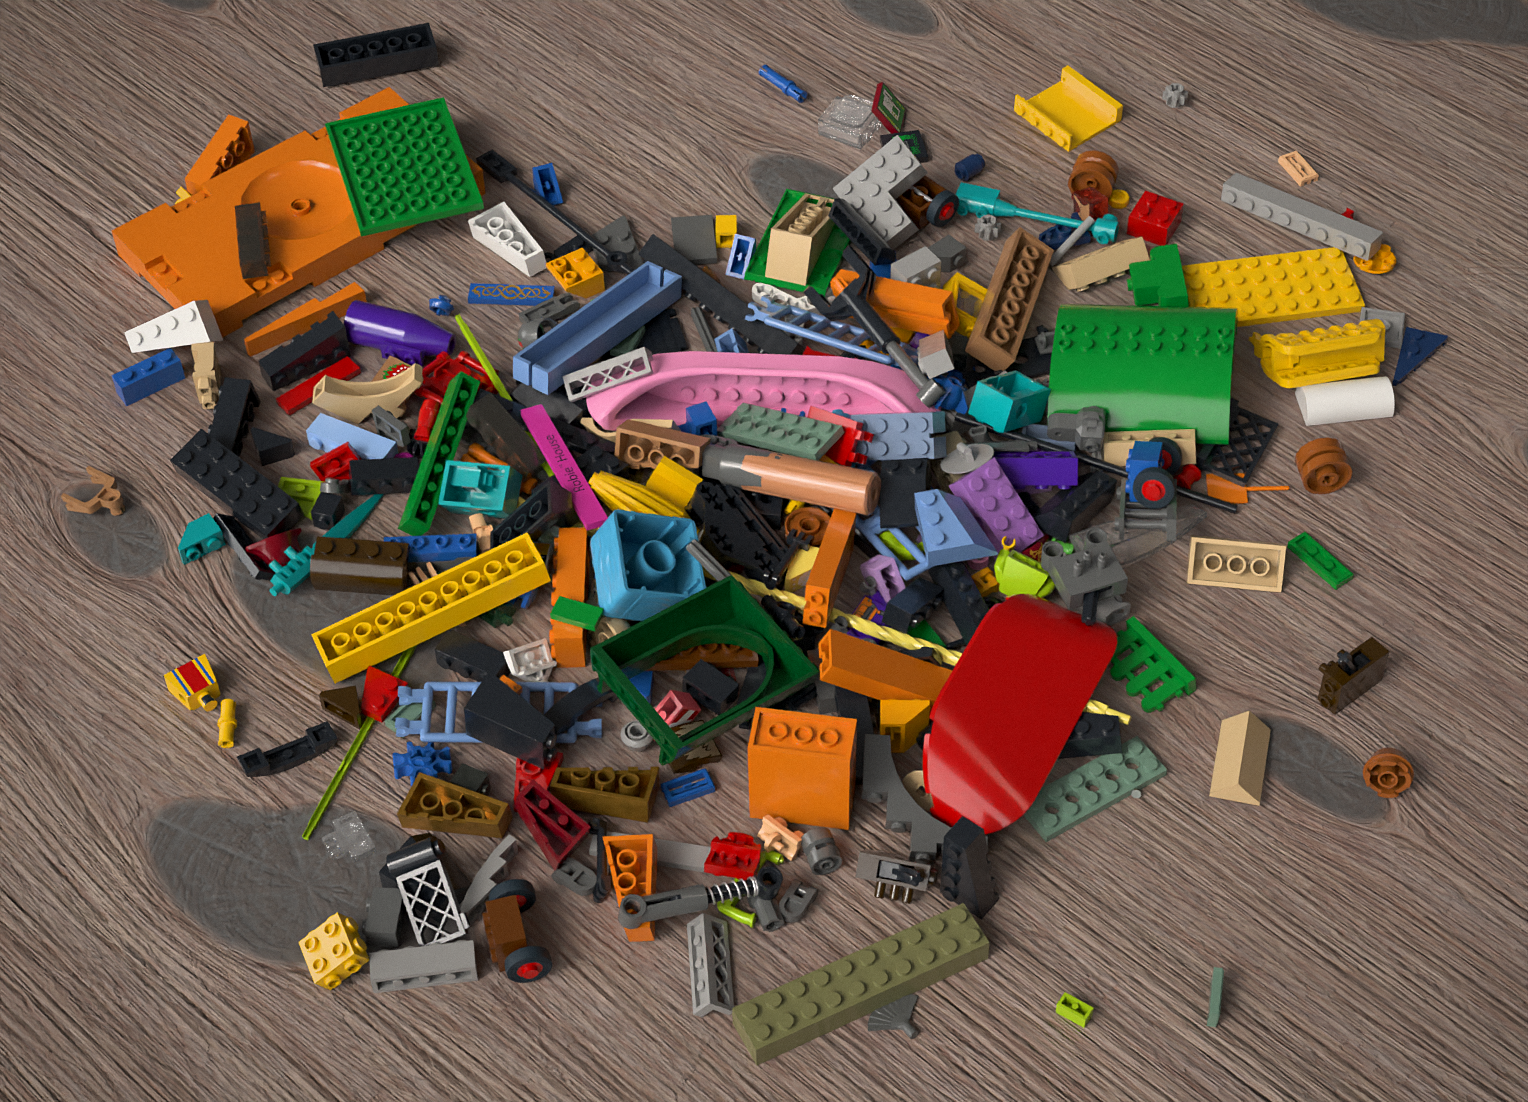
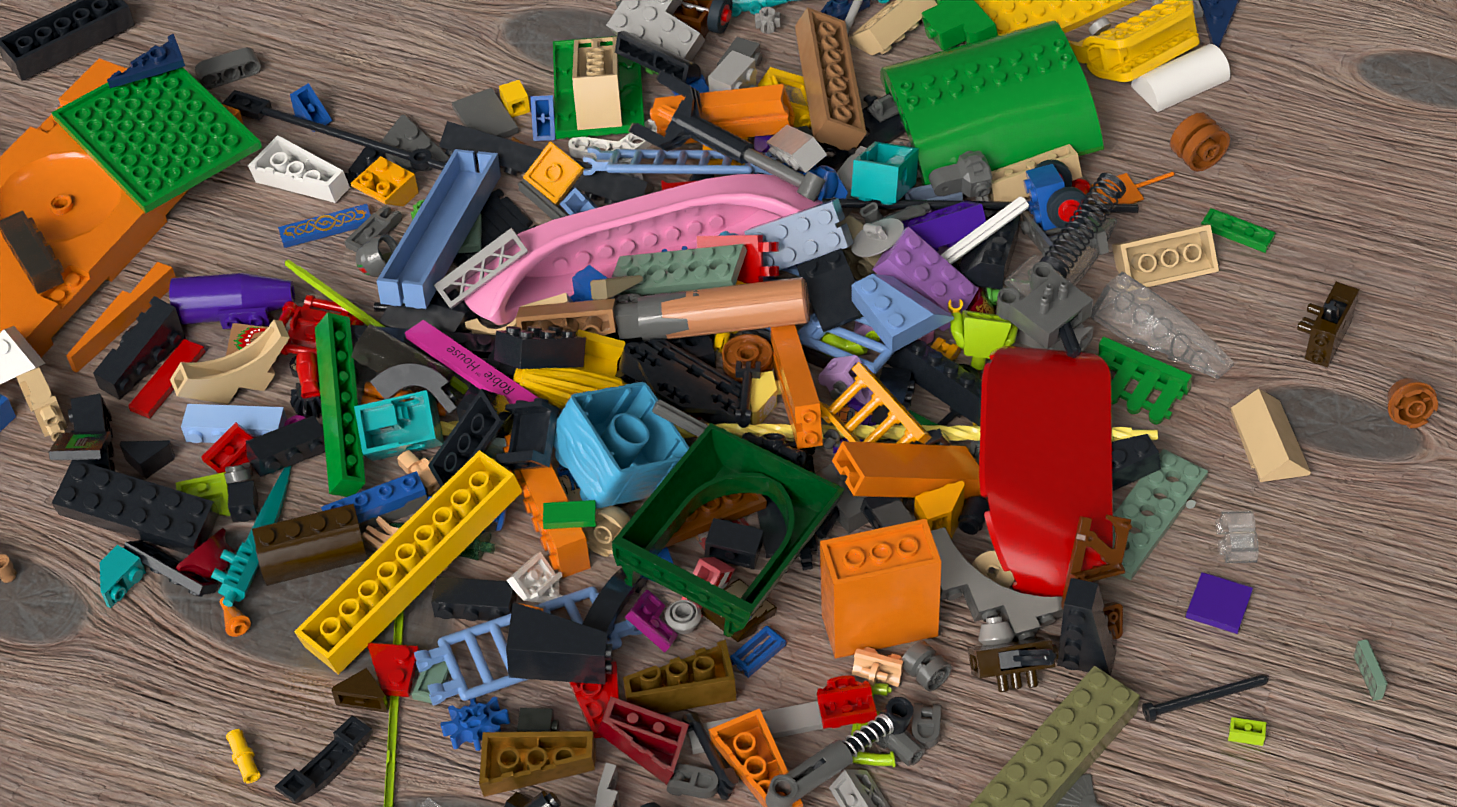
camera: 20 degrees left, 0 degrees up
(194, 684) = (187, 728): yellow torso -> none
(213, 419) = (80, 445): none -> black tile
(274, 610) = (235, 621): none -> orange cone
(390, 427) = (272, 393): dark grey wing -> none
(424, 105) = (151, 63): none -> dark blue wing
(441, 306) = (260, 258): blue hat -> none
(493, 447) = (402, 376): none -> arch
(496, 127) = (227, 68): none -> dark grey beam
(574, 534) = (530, 435): none -> black panel
(603, 727) = (645, 617): none -> magenta tile
(621, 460) = (539, 347): none -> black brick
(711, 426) = (610, 287): none -> dark tan slope
(722, 309) = (554, 173): none -> light orange tile
(892, 601) = (880, 396): none -> light orange fence
(895, 843) = (995, 632): none -> light grey cone
(1002, 863) = (1113, 557): none -> reddish brown piece
(1048, 965) = (1151, 711): none -> black bar
(1070, 484) = (985, 230): none -> white axle
(1113, 890) = (1219, 603): none -> dark purple tile
(1161, 837) = (1238, 536): none -> clear brick
(1187, 616) = (1150, 320): none -> clear wedge
(1201, 488) = (1059, 265): none -> black piece
(1208, 452) = (1086, 161): black fence -> none
(1284, 326) = (1099, 26): none -> light grey tile

